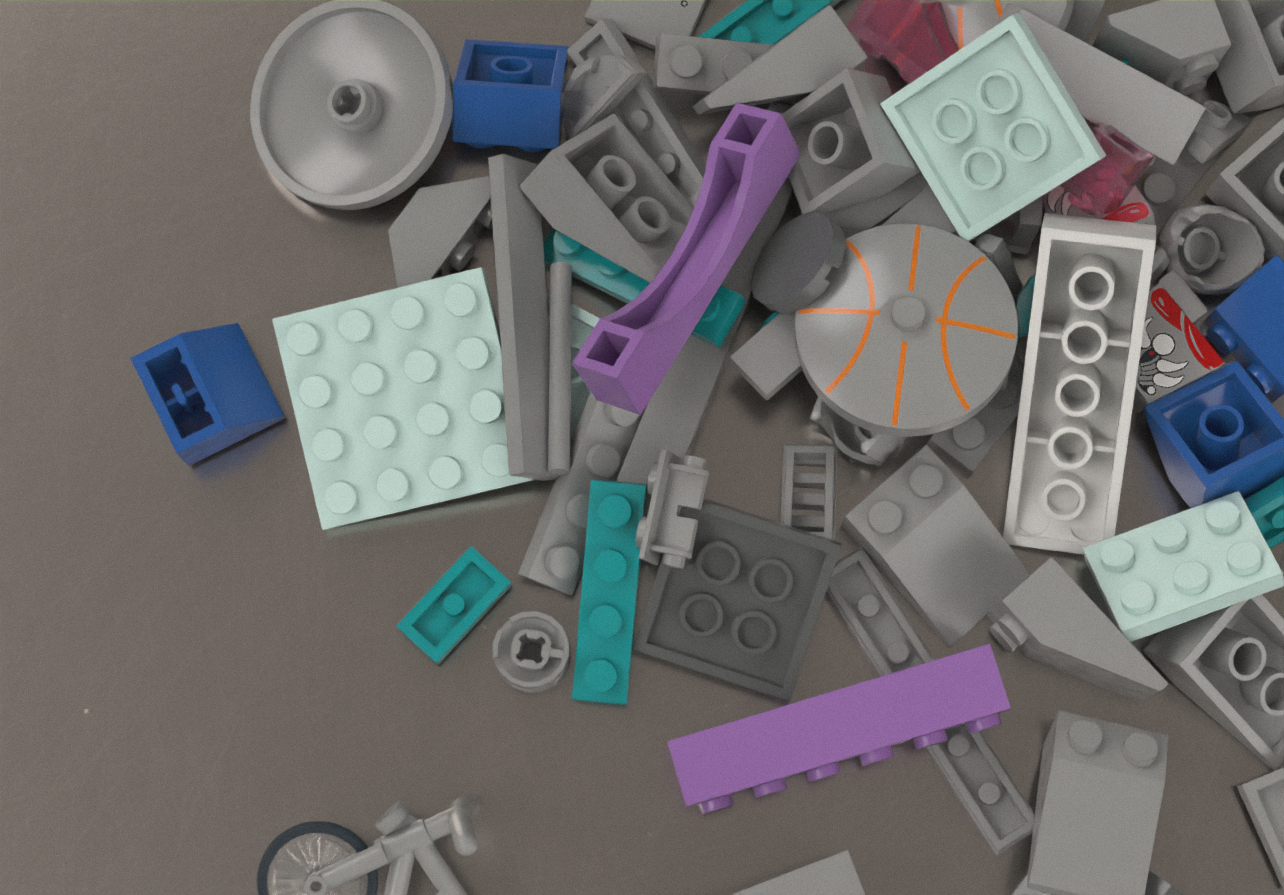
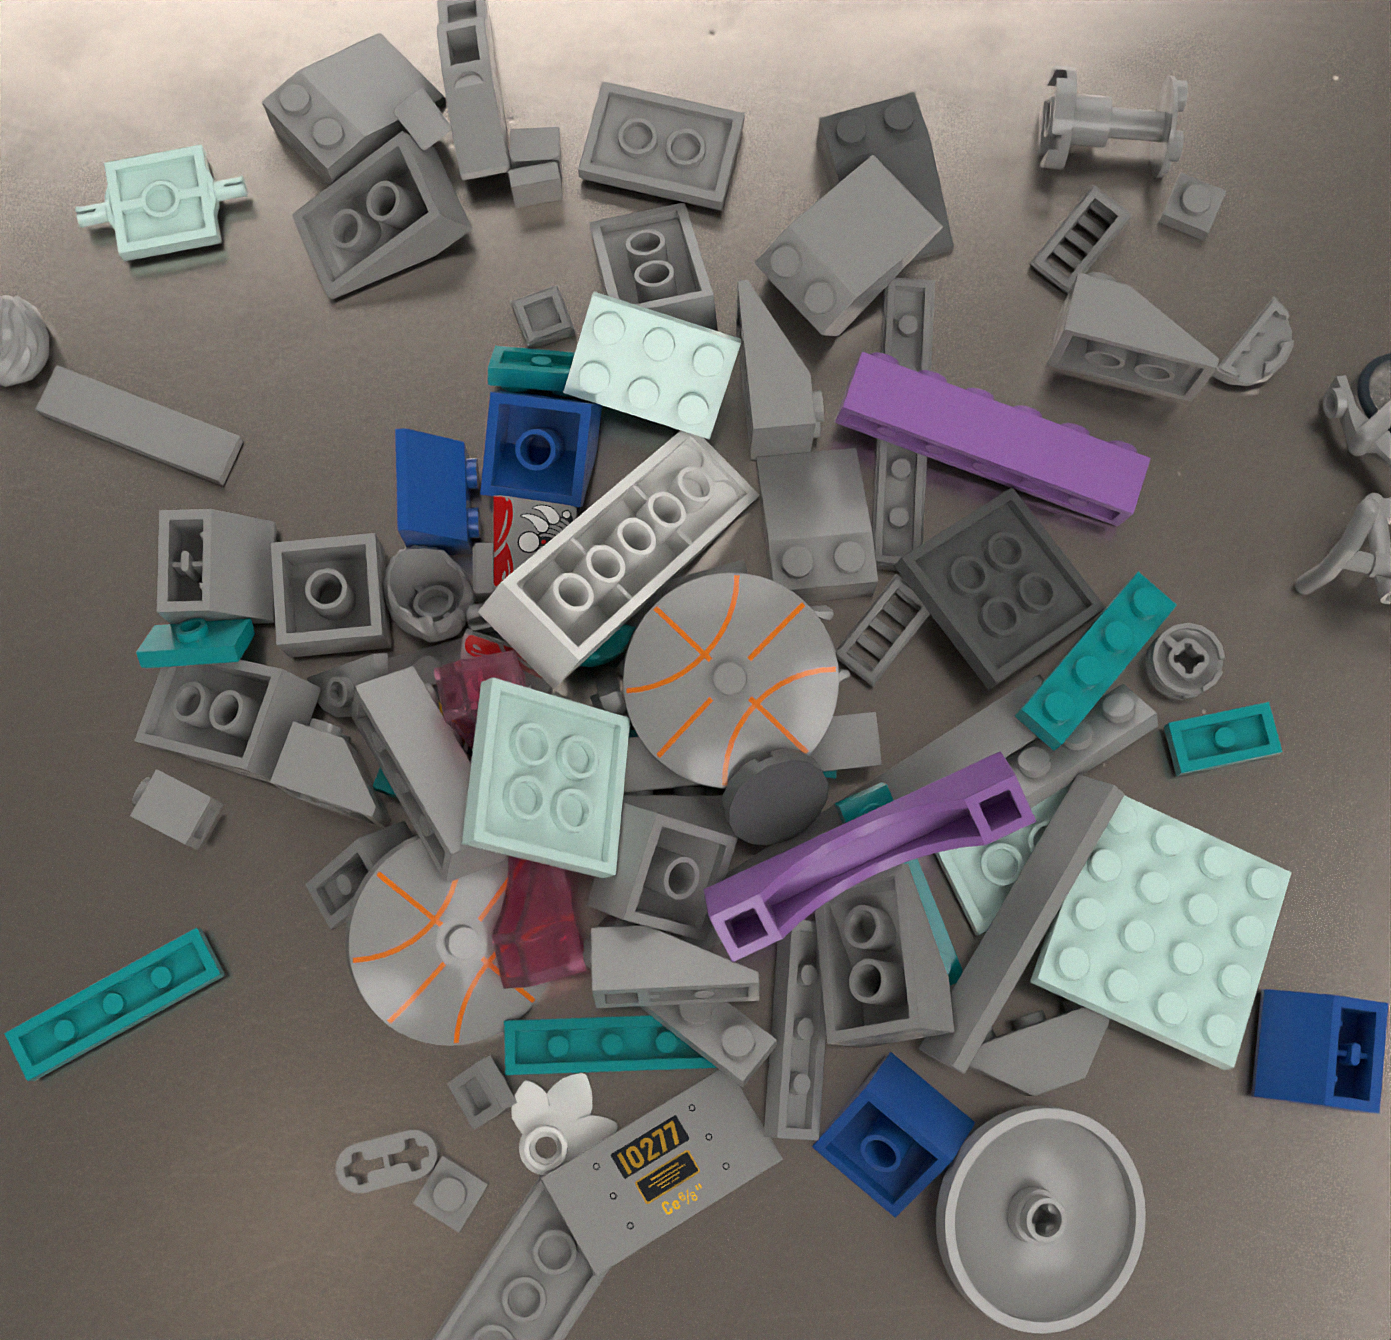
camera: 145 degrees left, 0 degrees up
(560, 368) = (1018, 860): light grey bar -> none
(597, 89) = (823, 1079): light grey plate -> none
(663, 528) = (1001, 690): light grey hinge -> none

